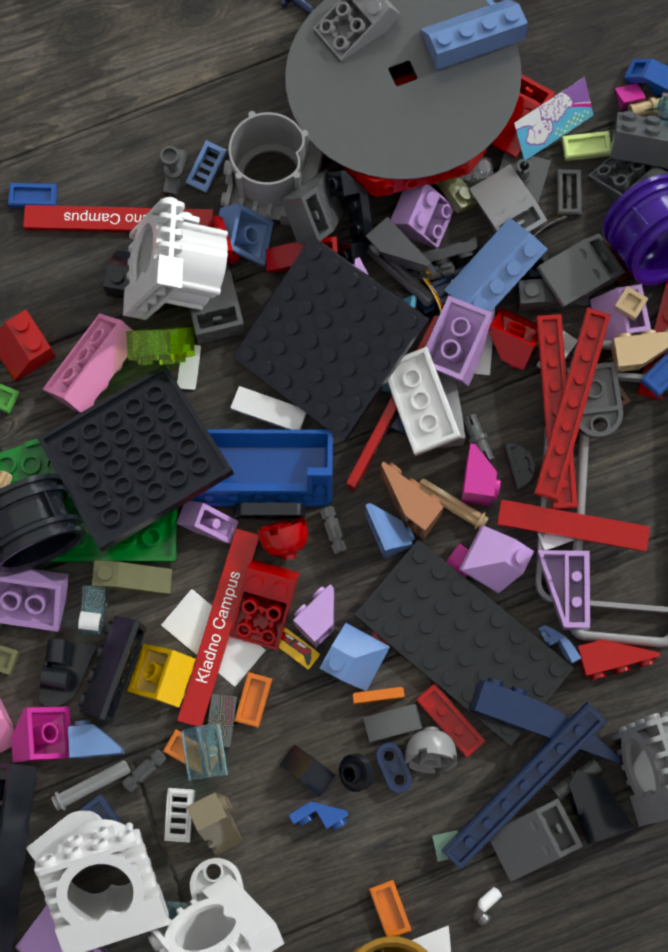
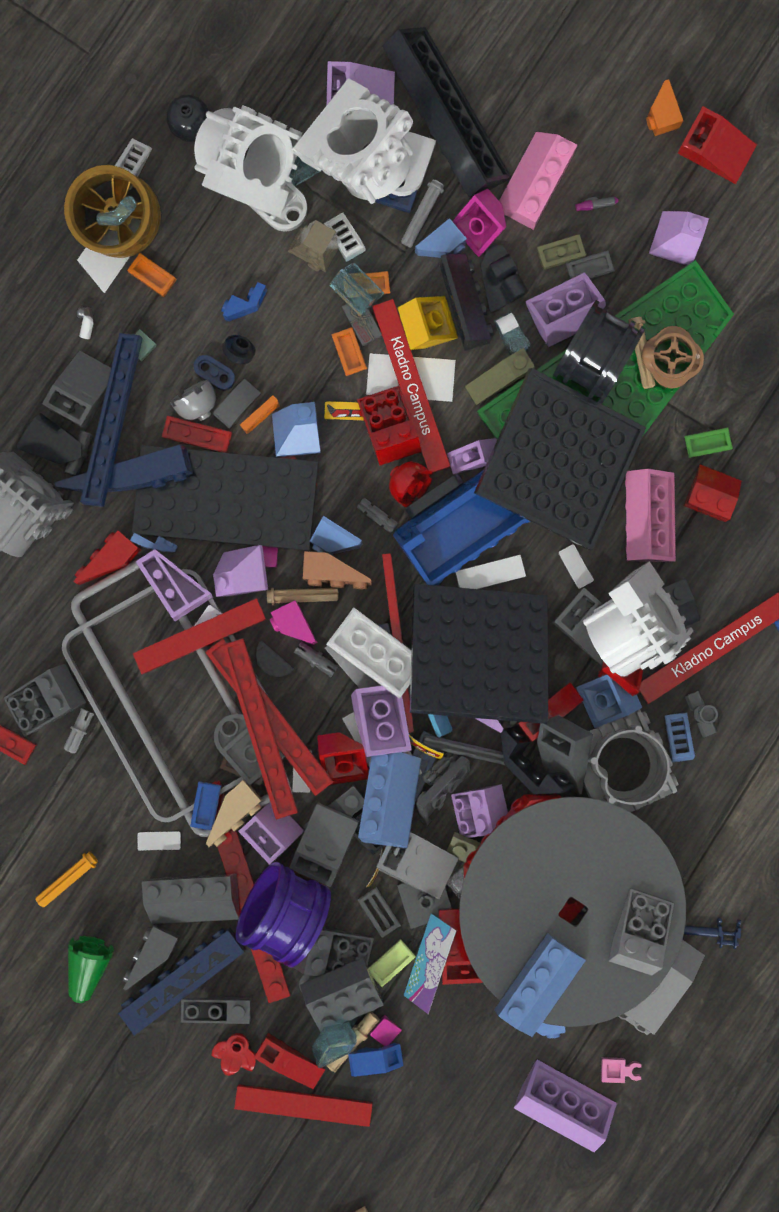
camera: 145 degrees right, 10 degrees up
(144, 770) = (391, 249): dark grey axle -> none
(165, 345) = (605, 561): clear neon green brick -> none
(307, 770) = (276, 328): black slope -> none
(317, 618) = (340, 436): lavender slope -> none
(396, 248) = (484, 765): dark grey slope -> none
(630, 303) = (267, 841): tan tile -> none

